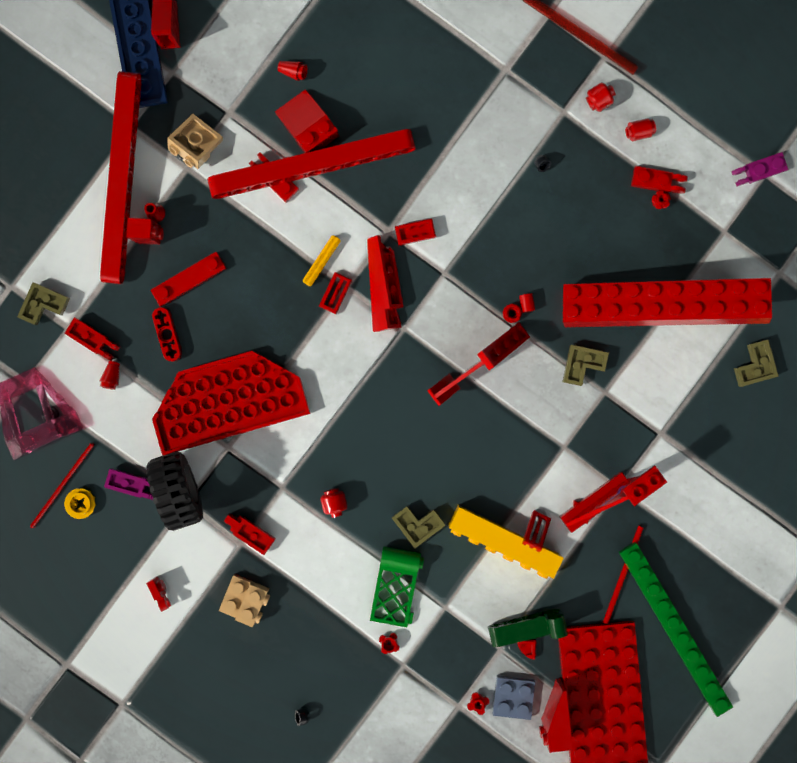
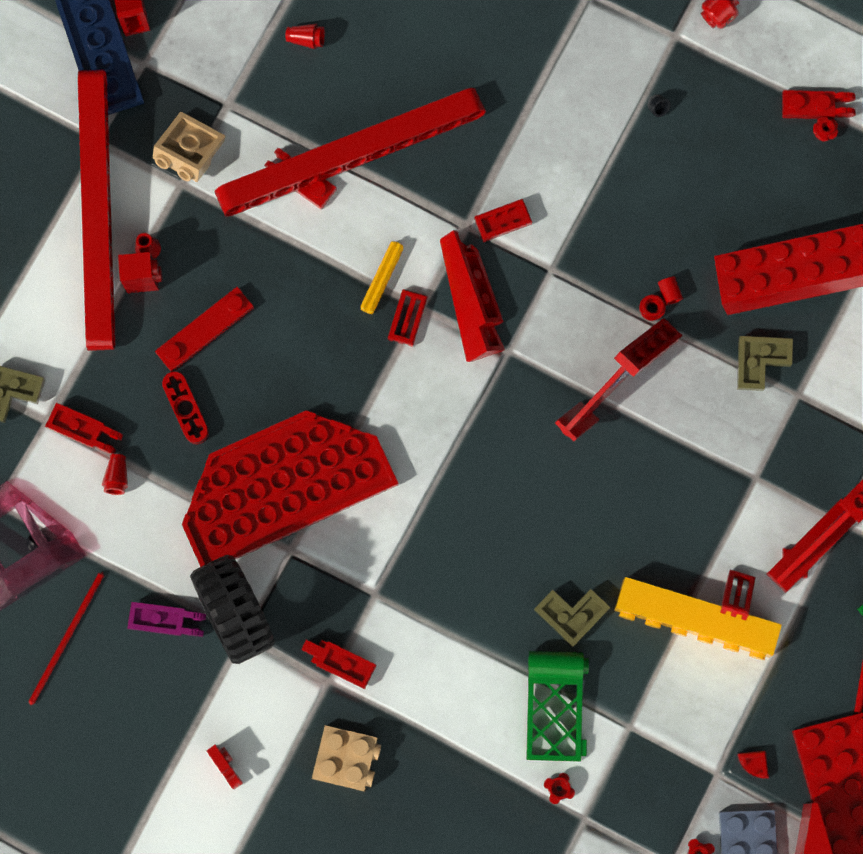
camera: 10 degrees left, 10 degrees down
(71, 503) = (93, 645): yellow gear -> none
(307, 123) = (335, 100): red slope -> none
(333, 502) = (450, 600): red head -> none
(528, 627) = (749, 733): dark green beam -> none
(640, 129) = (781, 42): red brick -> none

